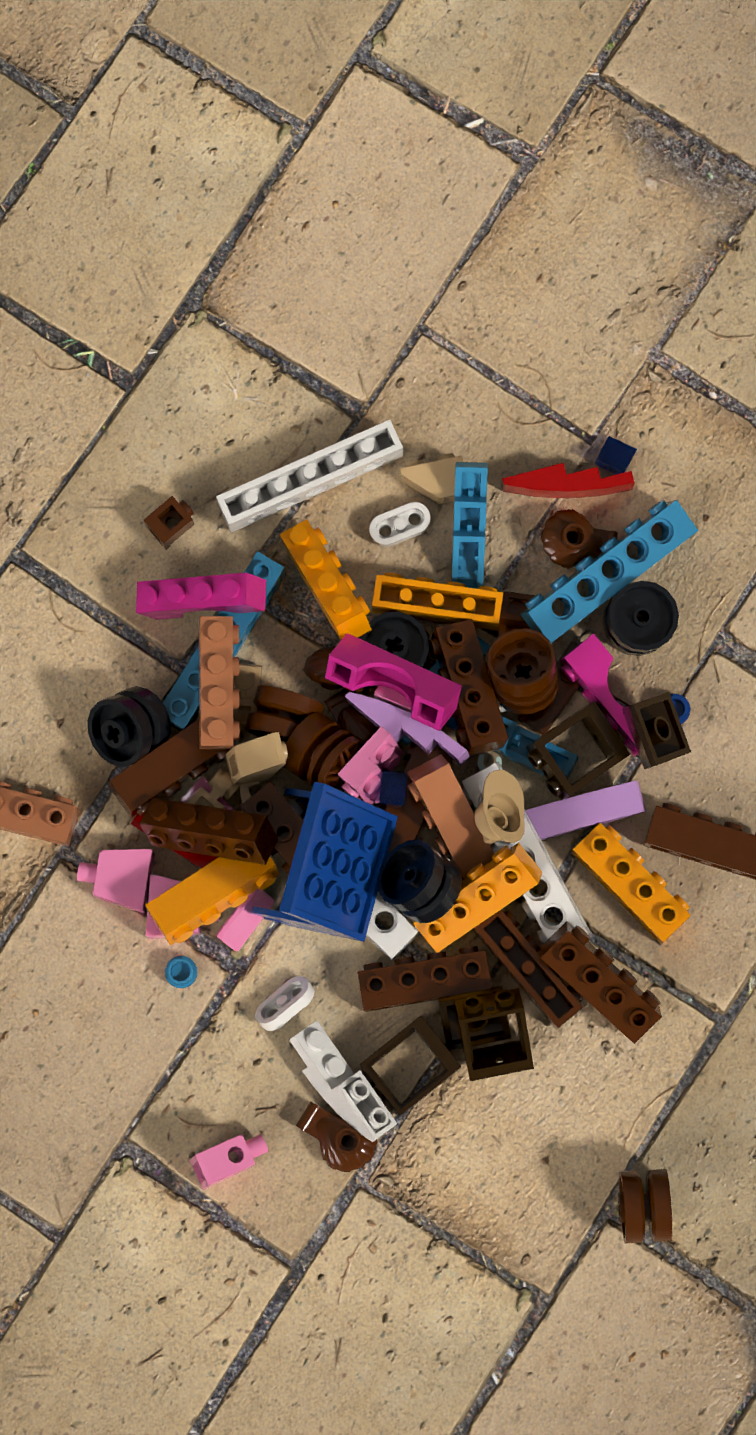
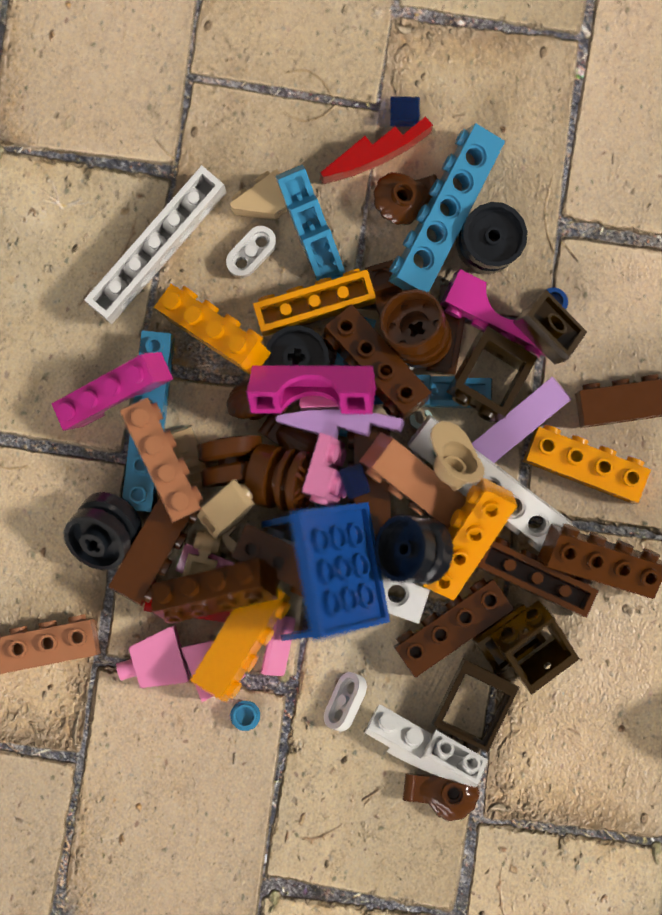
camera: 30 degrees left, 5 degrees up
(158, 519) = (44, 340): reddish brown brick -> none
(214, 1165) = (350, 867): bright pink torso -> none

